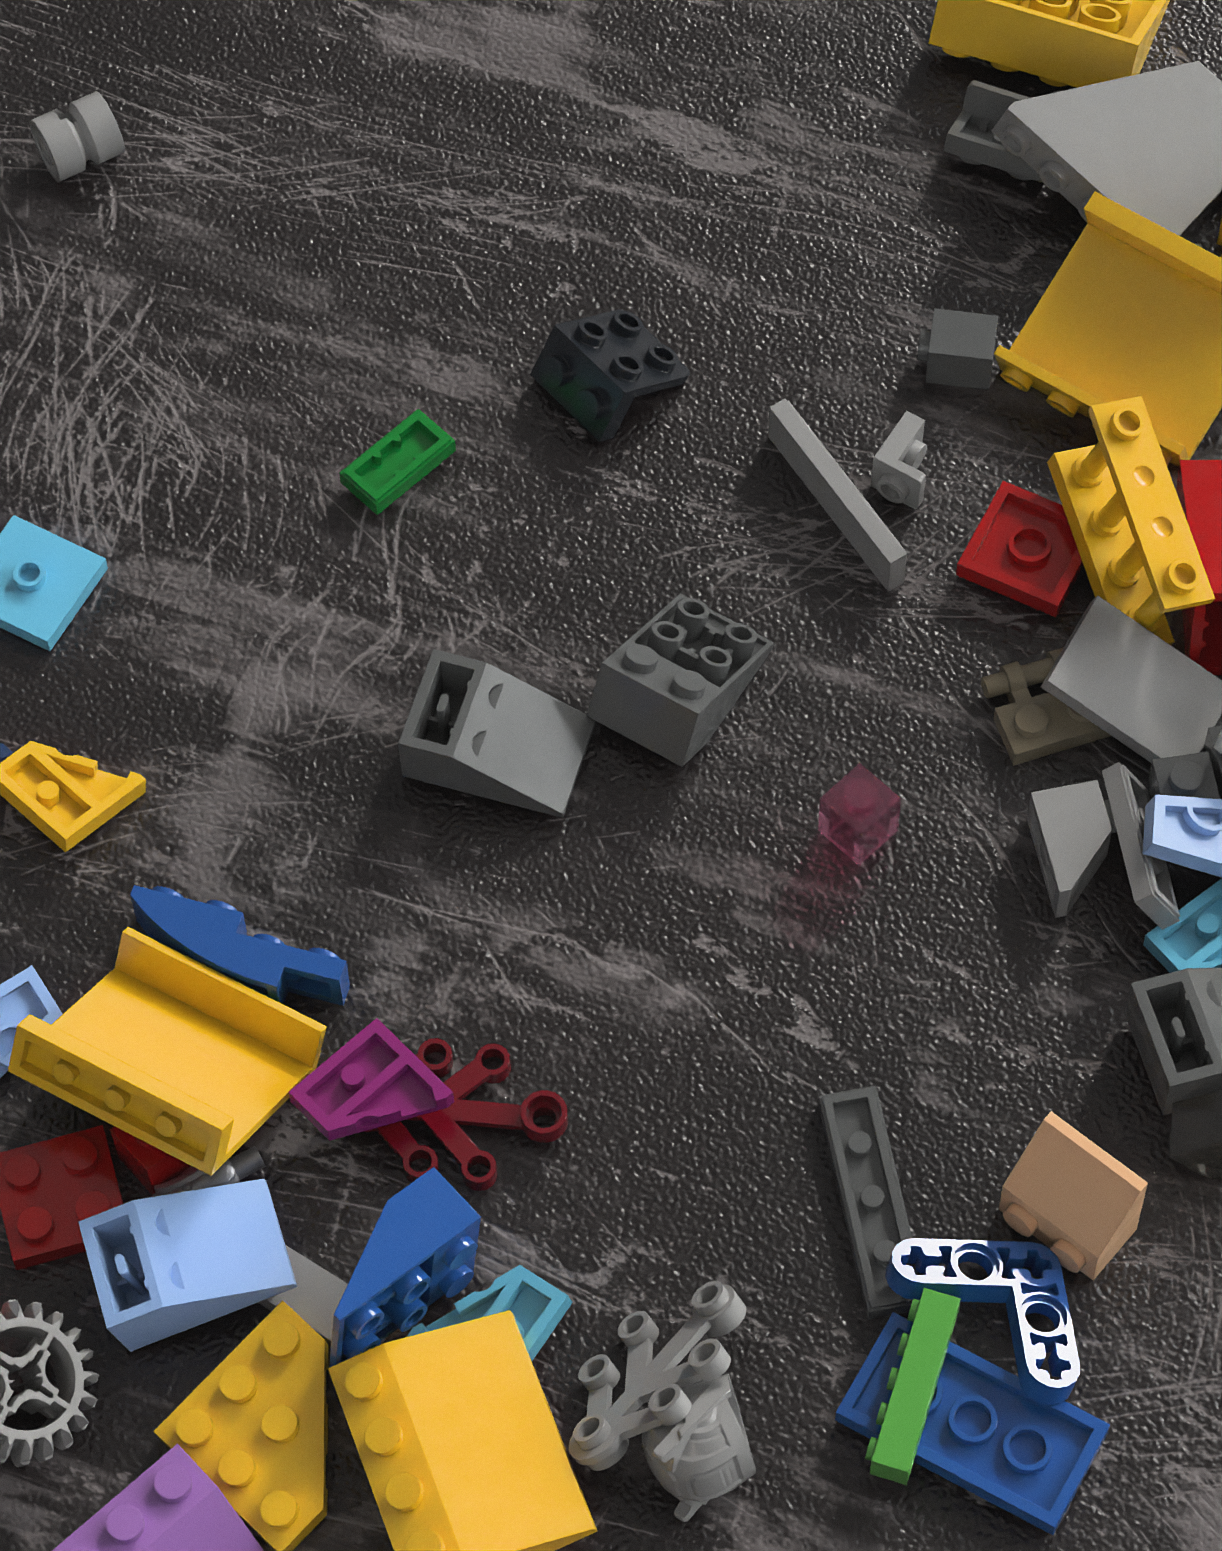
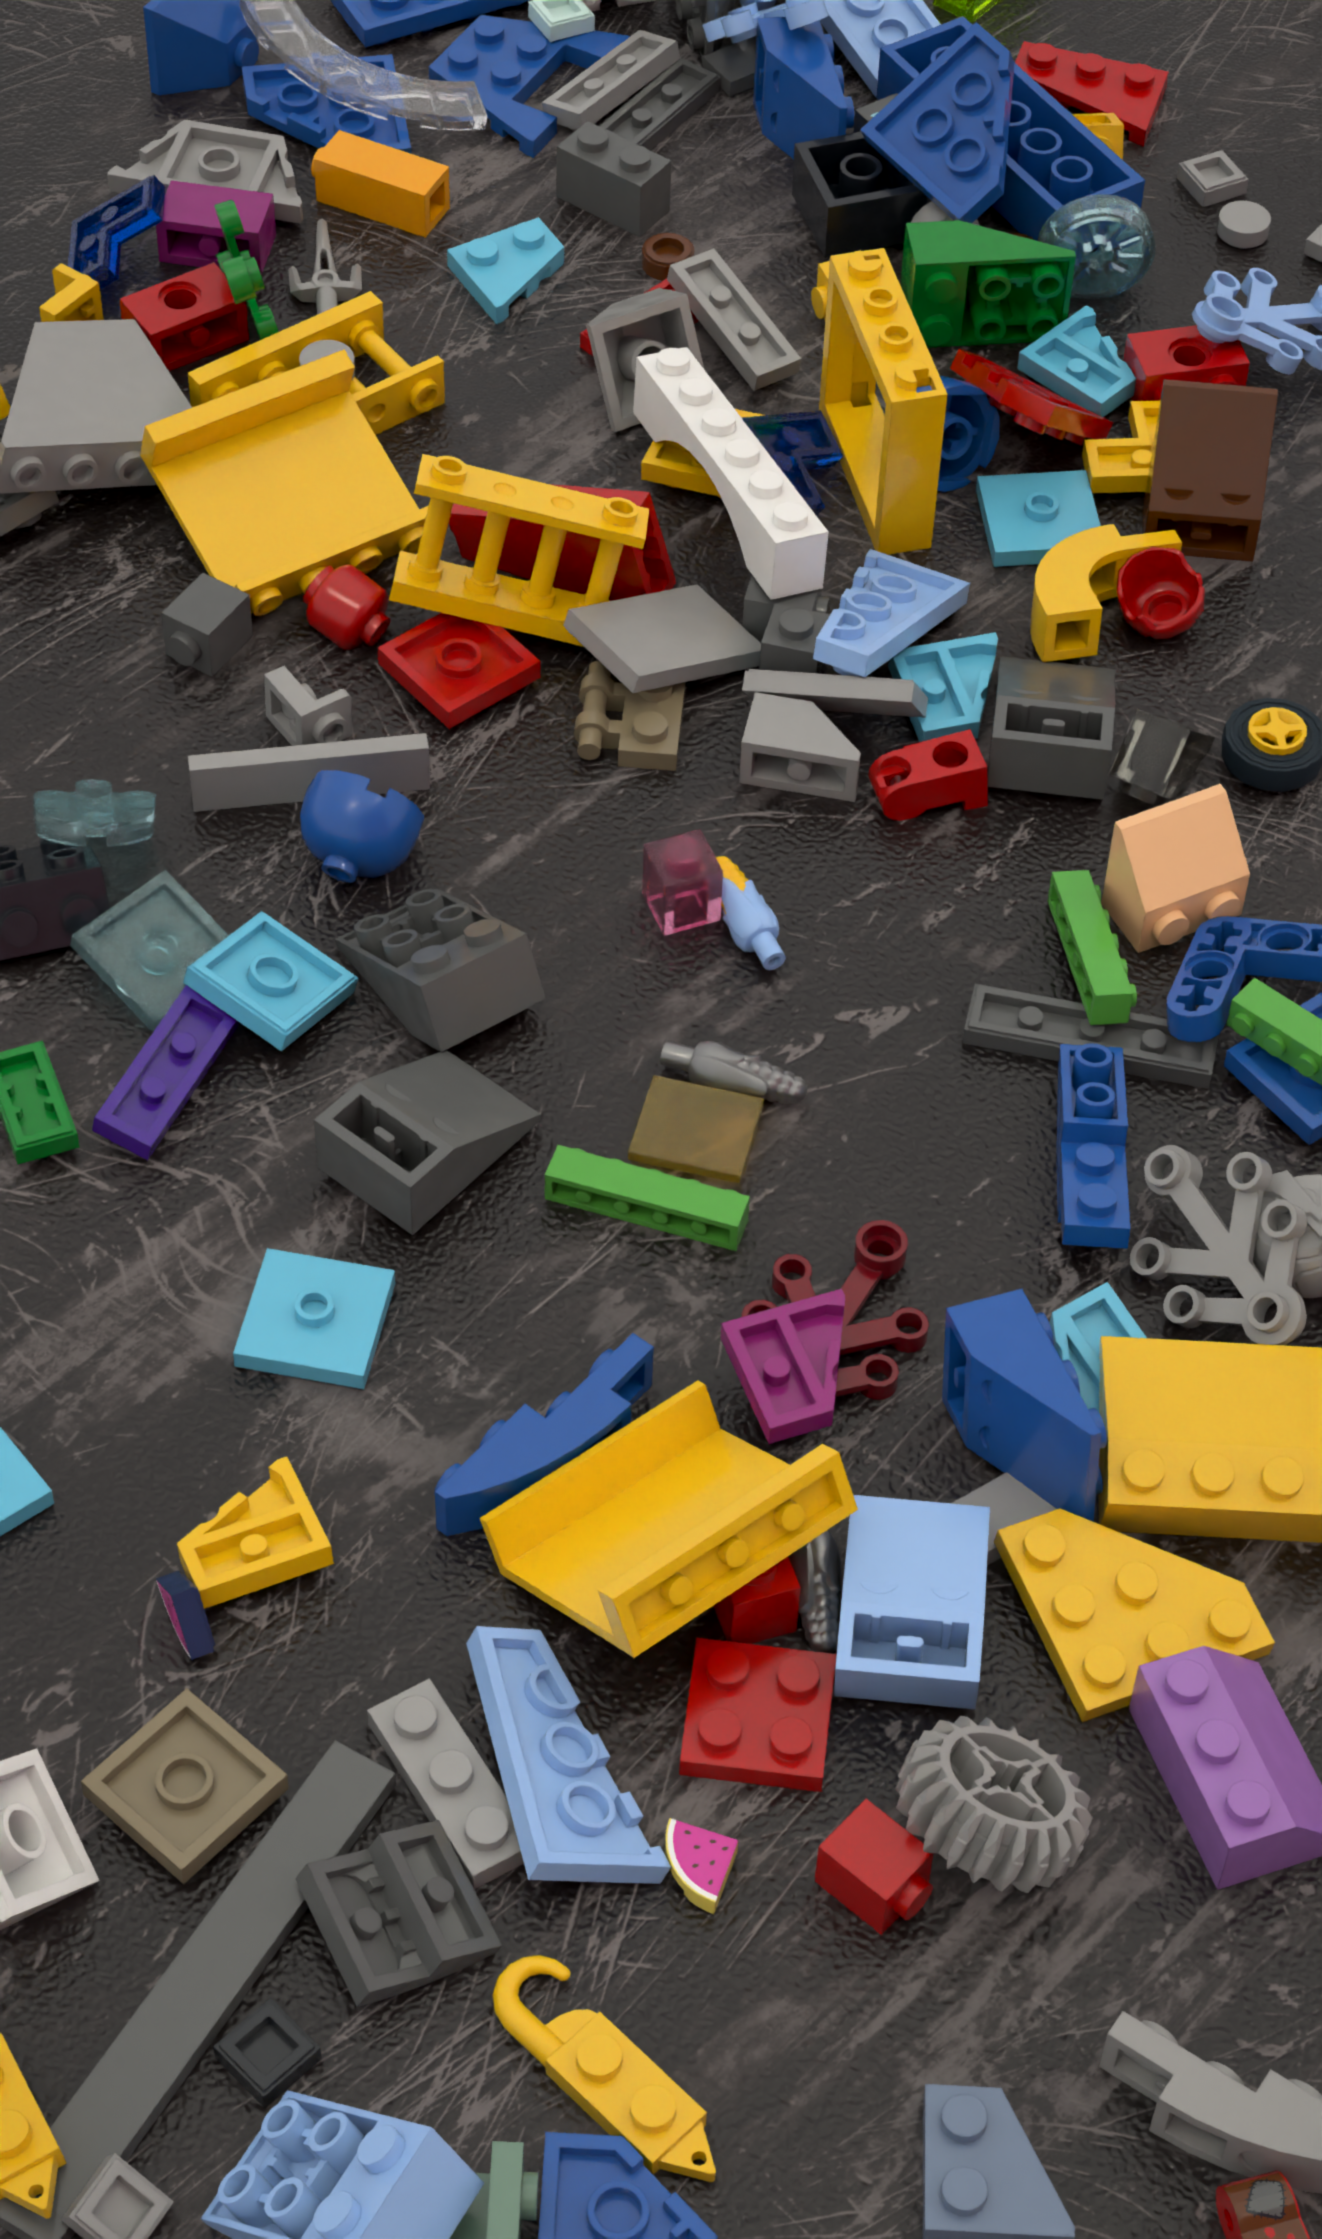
camera: 70 degrees left, 10 degrees down
(289, 744) = (314, 1318): none -> medium azure plate
(470, 537) = (165, 1074): none -> dark purple plate
(518, 925) = (647, 1197): none -> bright green piece
(591, 476) = (148, 944): none -> clear light blue plate
(595, 565) = (270, 980): none -> medium azure plate
(607, 934) = (696, 1129): none -> clear yellow piece
(681, 937) = (730, 1070): none -> flat silver piece
(686, 345) = (94, 812): none -> clear light blue plate
(727, 1244) = (1092, 1147): none -> blue slope
(781, 552) = (356, 828): none -> blue cylinder
(864, 877) = (749, 917): none -> light blue piece
(956, 1162) = (1091, 947): none -> bright green piece
(1037, 433) = (347, 607): none -> red head
(1096, 961) = (931, 776): none -> red leg

